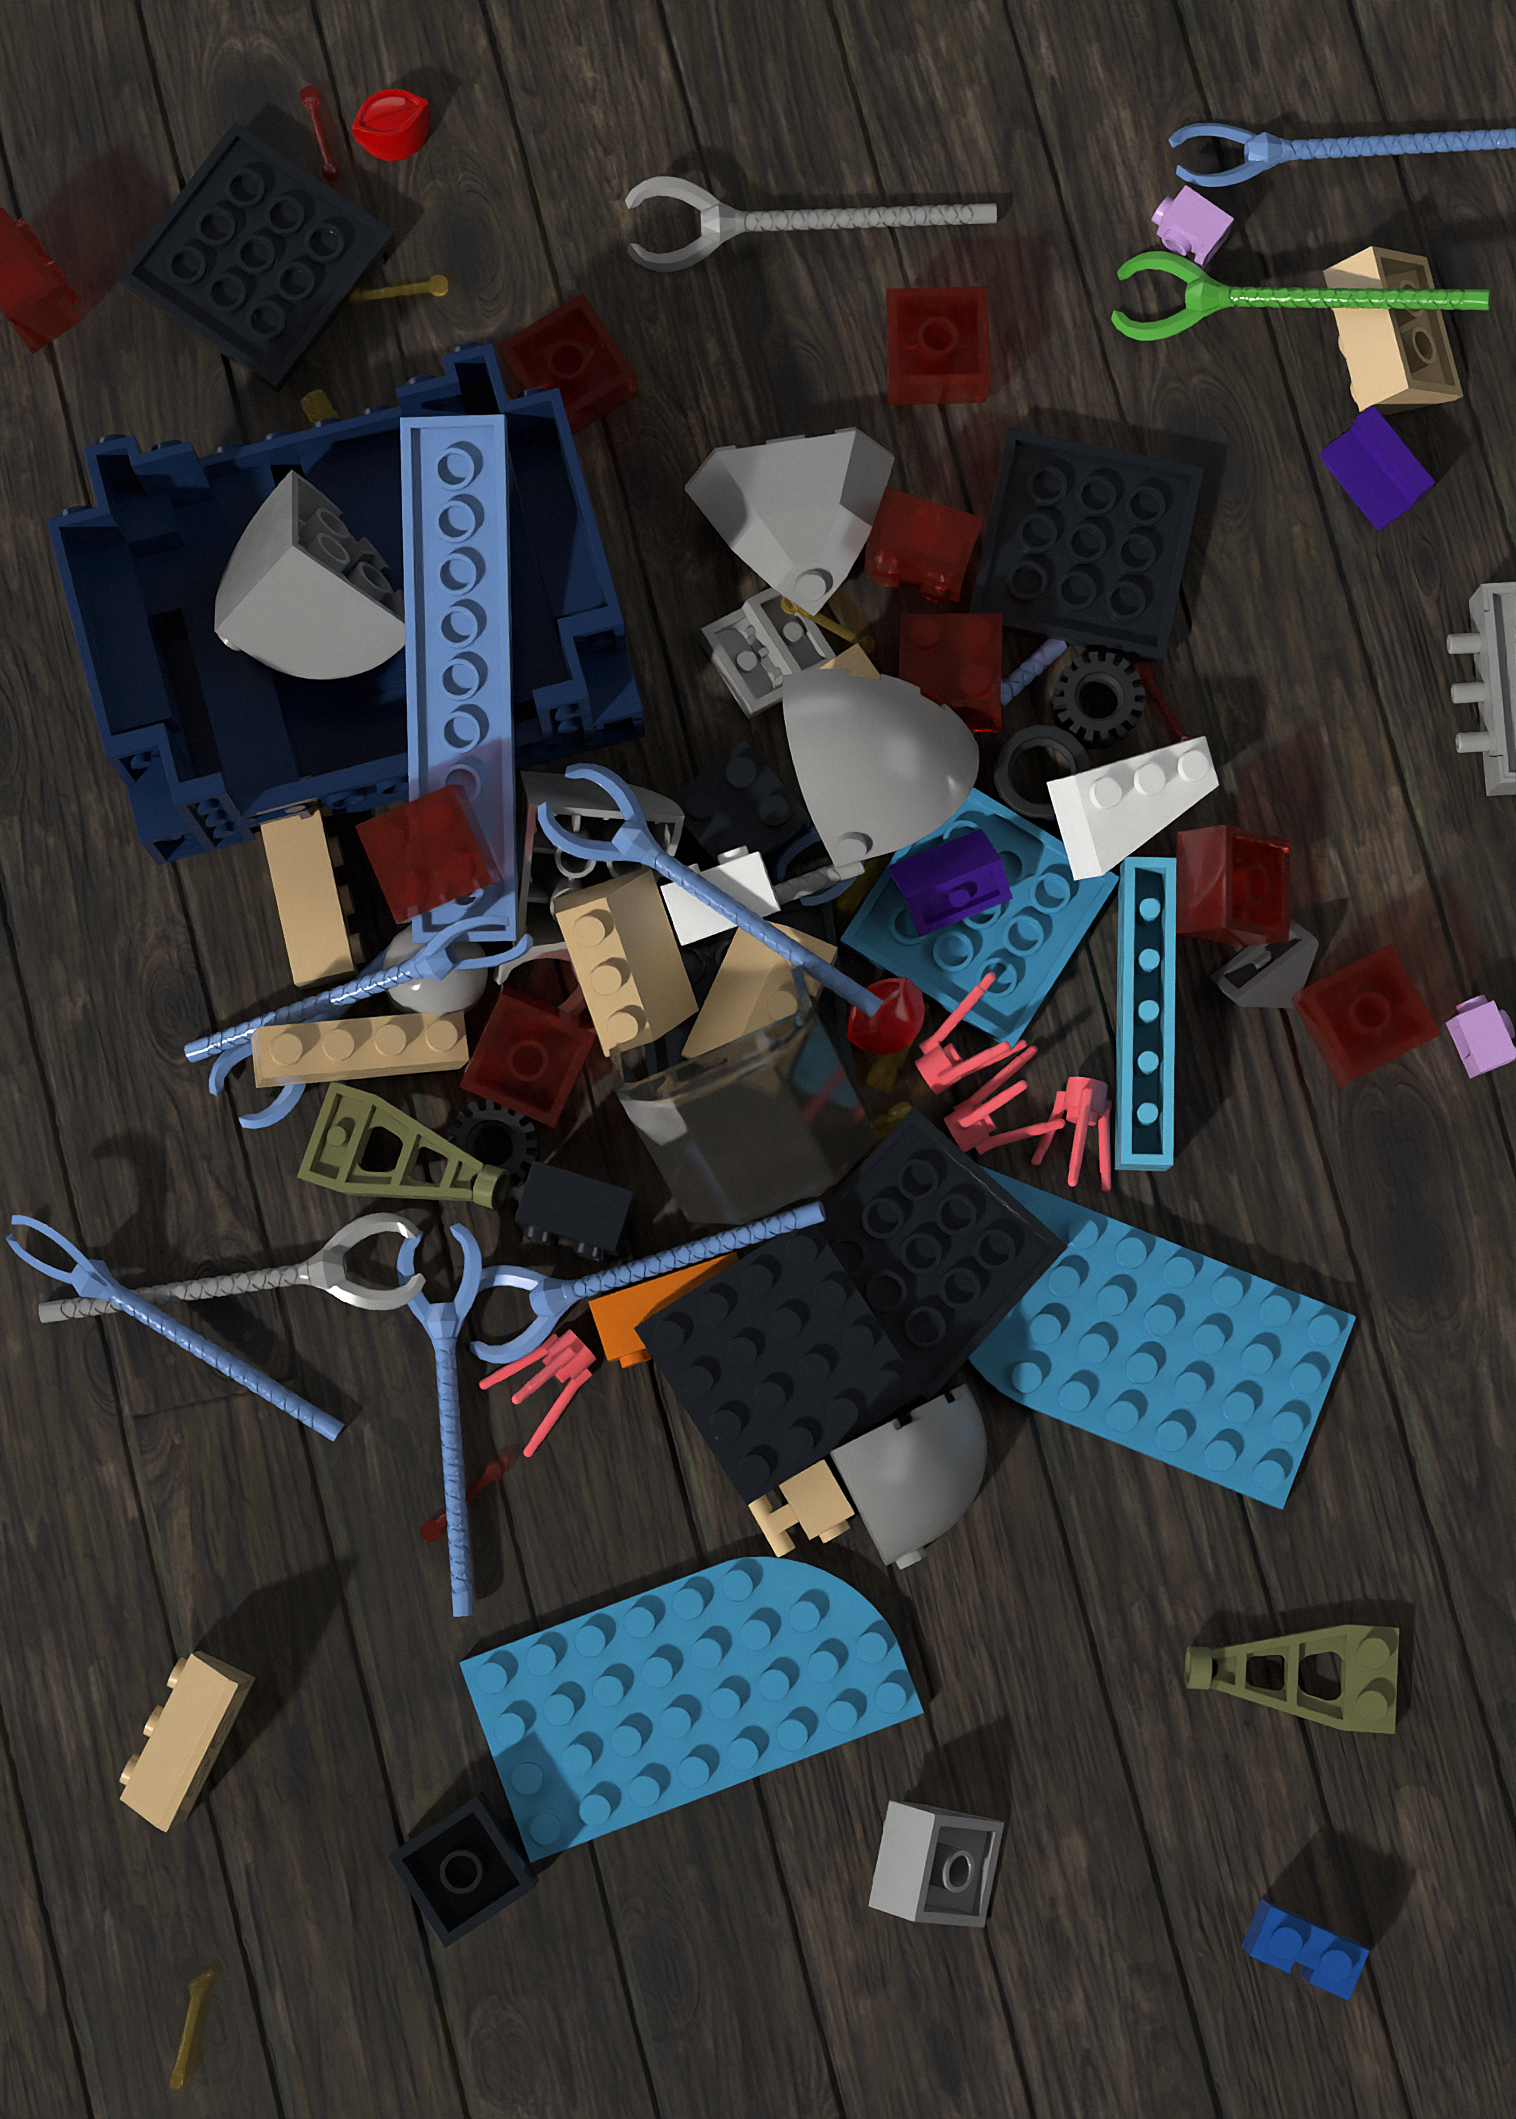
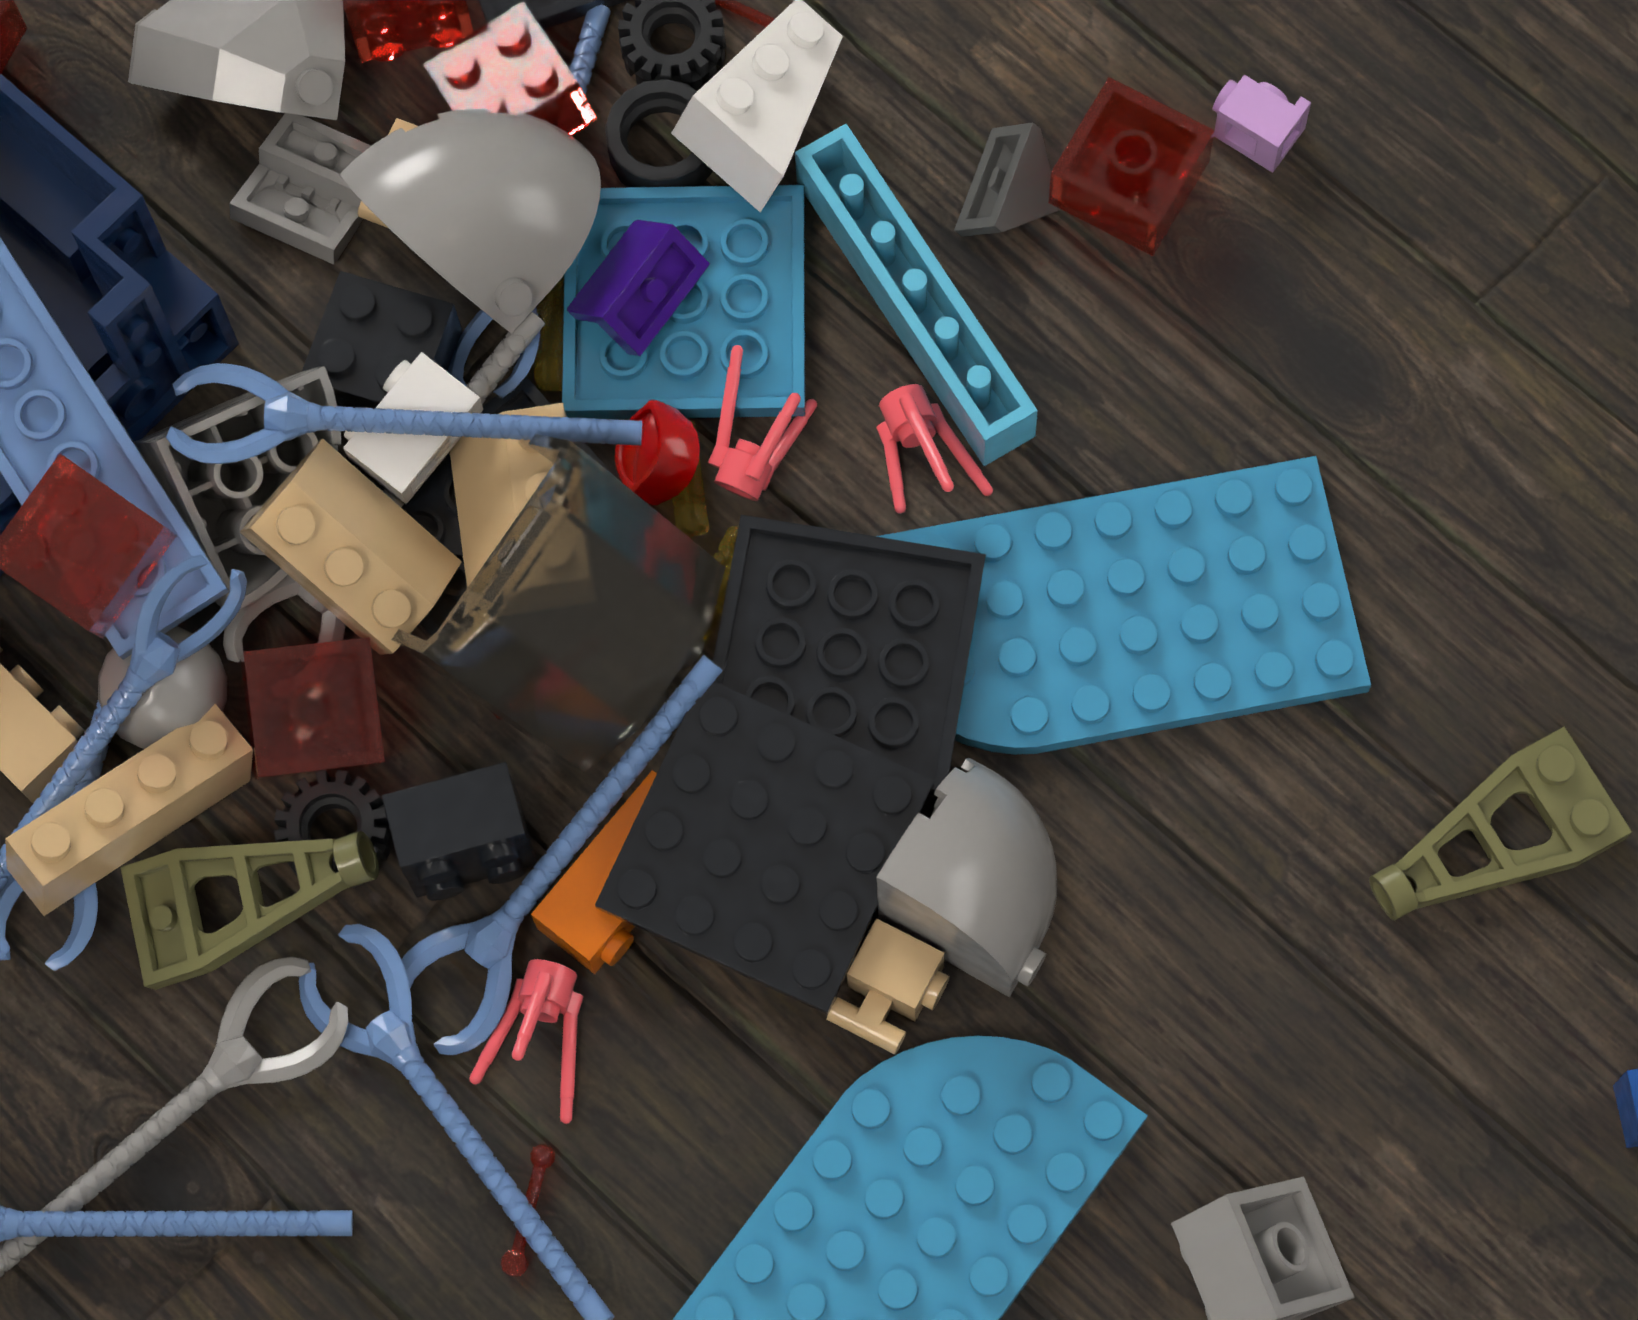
camera: 30 degrees left, 10 degrees down
(865, 642) = (308, 127): clear yellow hinge -> none
(971, 1119) = (814, 502): coral plant -> none
(1233, 886) = (919, 120): clear red brick -> none

